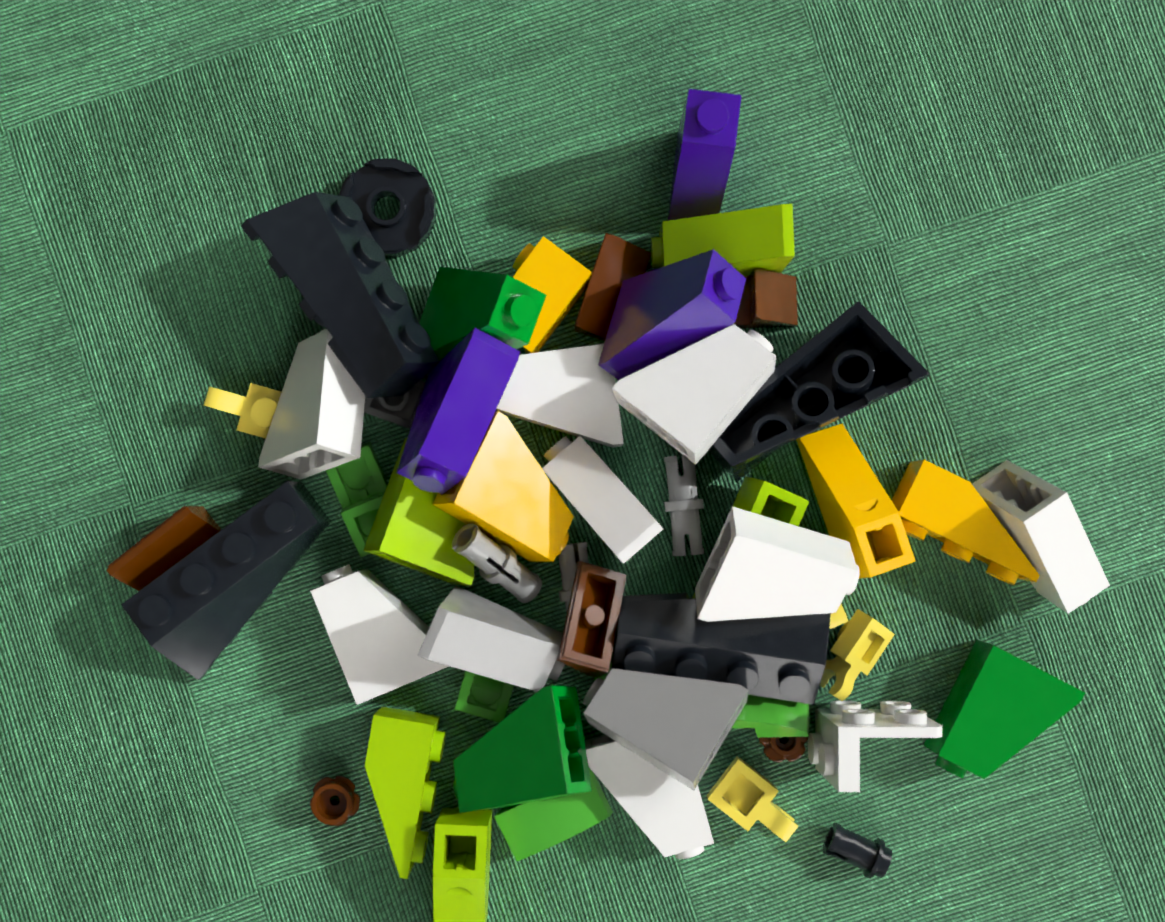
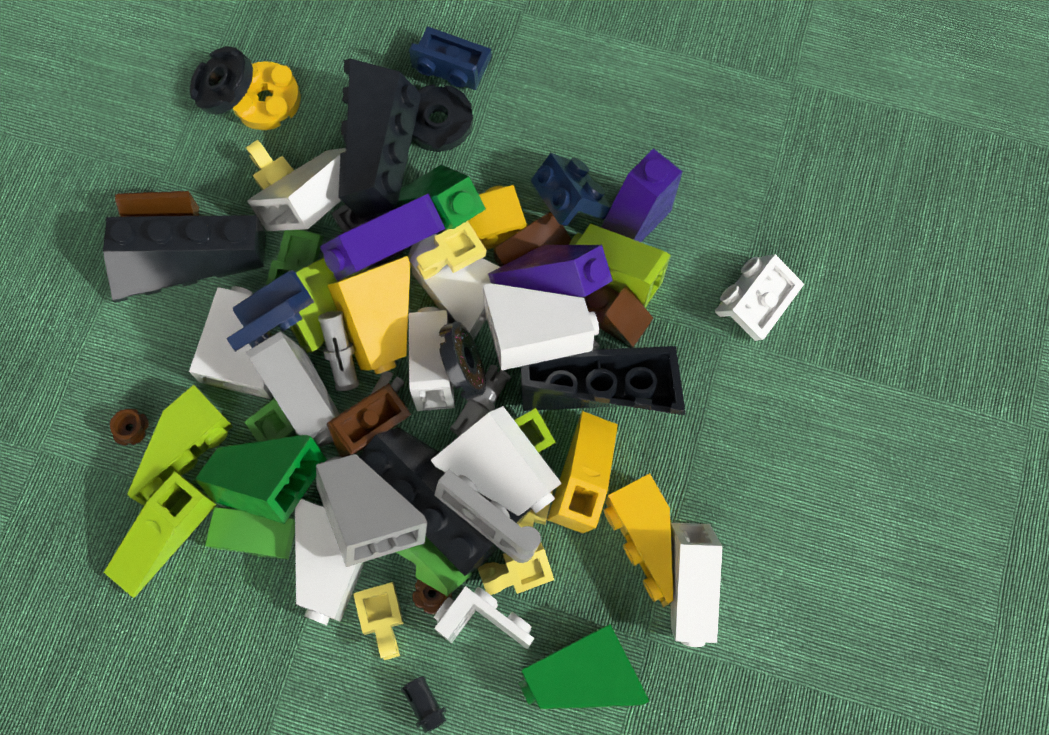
camera: 35 degrees right, 15 degrees down
(128, 340) = (221, 96): none -> black tile
(140, 312) = (275, 108): none -> yellow plate
(347, 126) = (450, 58): none -> dark blue bracket
(403, 587) = (270, 307): none -> dark blue bracket
(542, 363) = (453, 247): none -> light yellow plate
(608, 196) = (569, 189): none -> dark blue bracket
(646, 484) = (462, 360): none -> tile
(808, 638) = (487, 517): none -> light grey plate
(893, 170) = (760, 295): none -> white bracket

